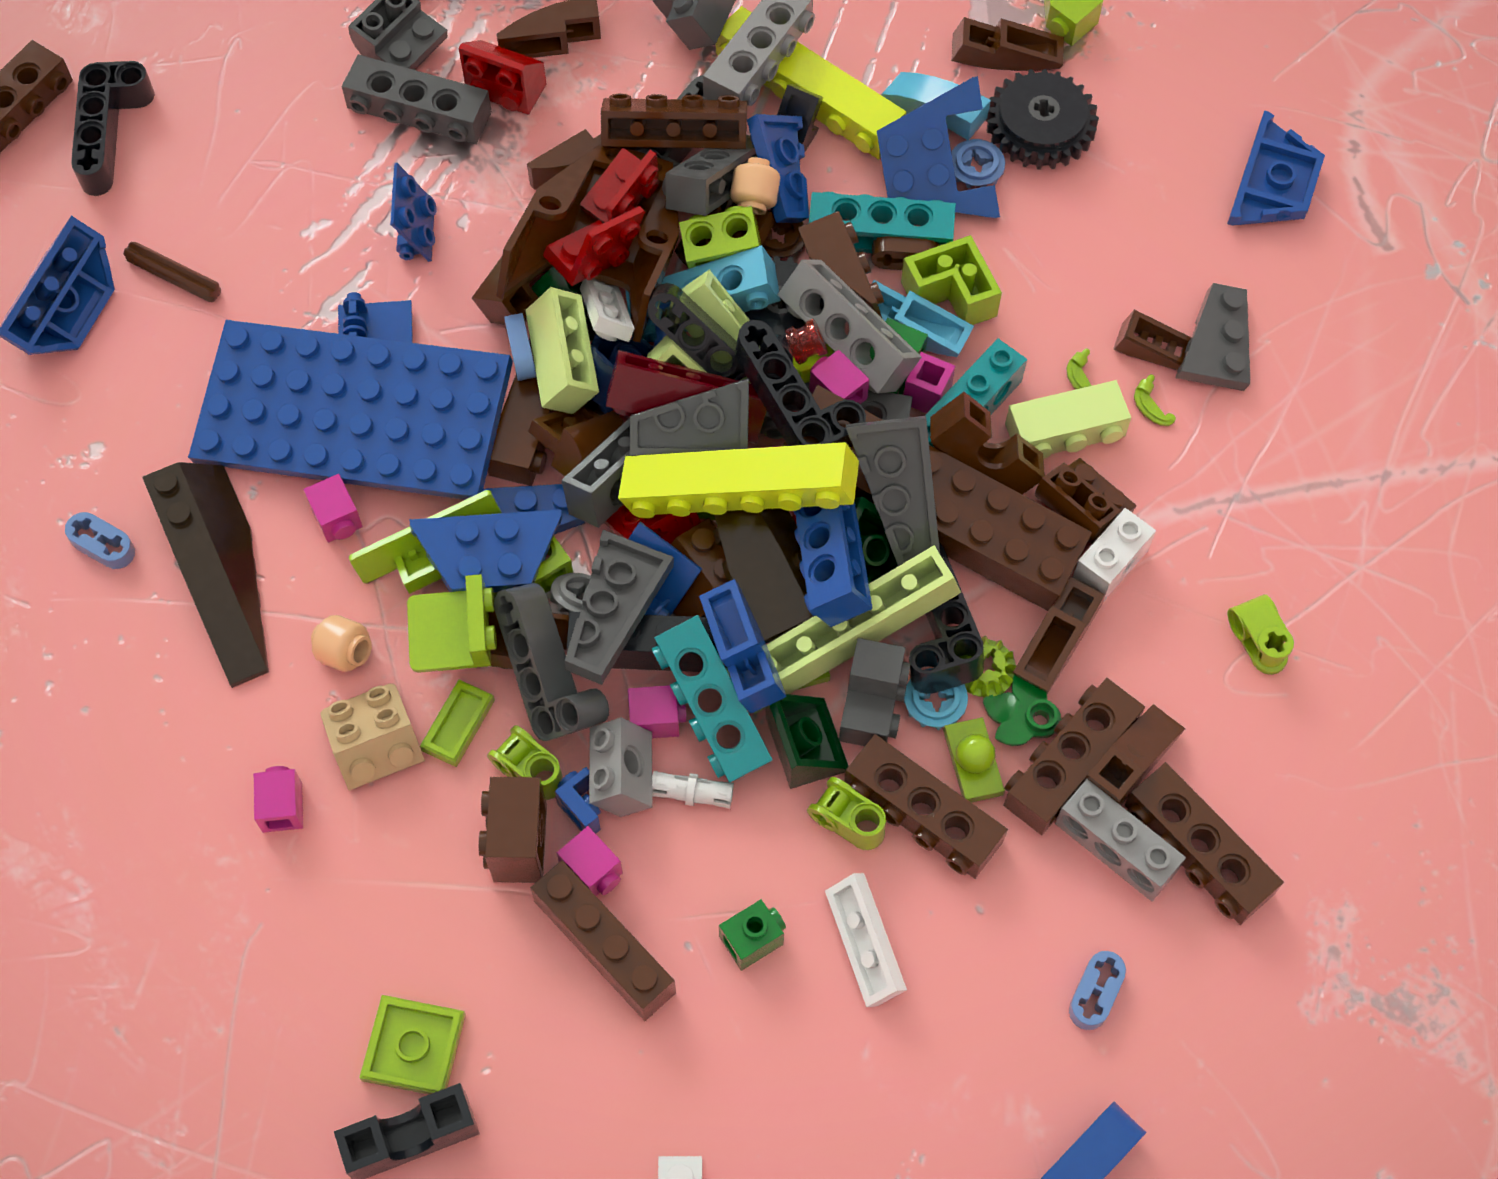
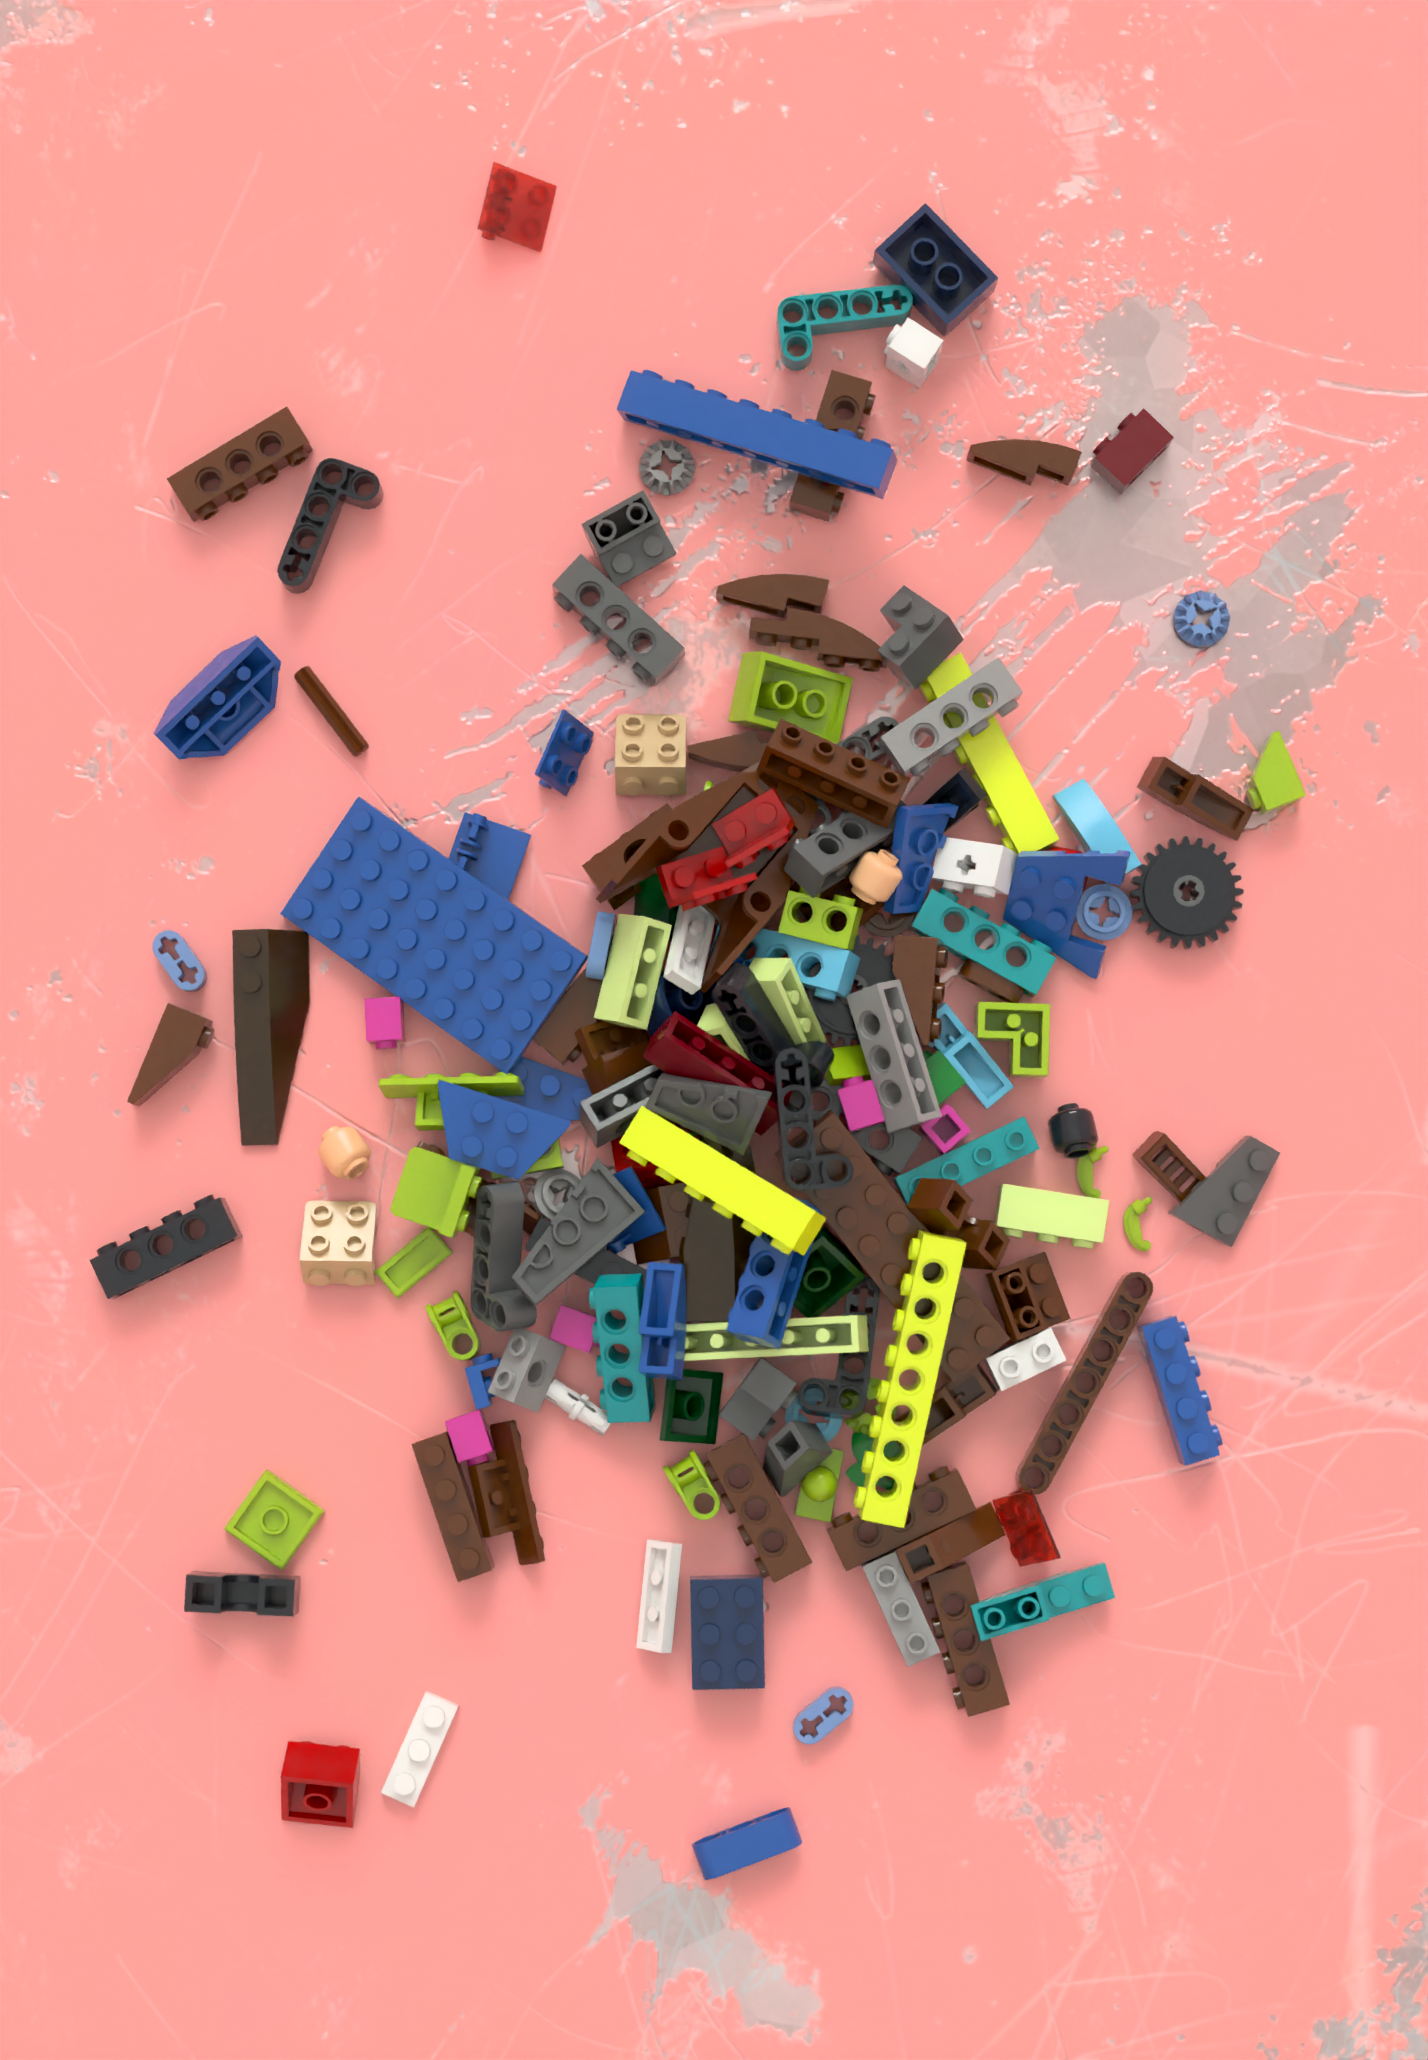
camera: 25 degrees right, 20 degrees up
(121, 619) = (173, 1047): none -> reddish brown slope
(182, 833) = (119, 1280): none -> black brick
(278, 799) = (243, 1269): dark pink brick -> none
(495, 194) = (650, 754): none -> tan bracket
(508, 76) = (707, 629): red slope -> none
(515, 829) = (419, 1388): reddish brown brick -> none
(578, 89) = (788, 690): none -> lime slope
(620, 43) = (835, 640): none -> reddish brown slope
(657, 907) = (505, 1495): none -> reddish brown bracket
(752, 933) = (573, 1551): green brick -> none
(806, 341) = (846, 1060): clear red wheel -> none
(841, 159) = (991, 862): none -> white brick
(899, 475) = (857, 1246): dark grey wing -> none
(934, 732) = (793, 1454): none -> dark grey slope
(955, 943) = (727, 1632): none -> dark blue brick
(994, 464) = (893, 1505): none -> neon yellow brick
(1049, 343) = (1073, 1131): none -> black head
(1180, 570) = (1099, 1372): none -> reddish brown beam
(1205, 704) = (1026, 1528): none -> clear red hinge
(1258, 768) = (1041, 1600): none -> teal slope
(1262, 633) = (1113, 1473): lime piece -> none
(1275, 522) = (1178, 1390): none -> blue brick
(1276, 177) = (1372, 1048): blue wing -> none

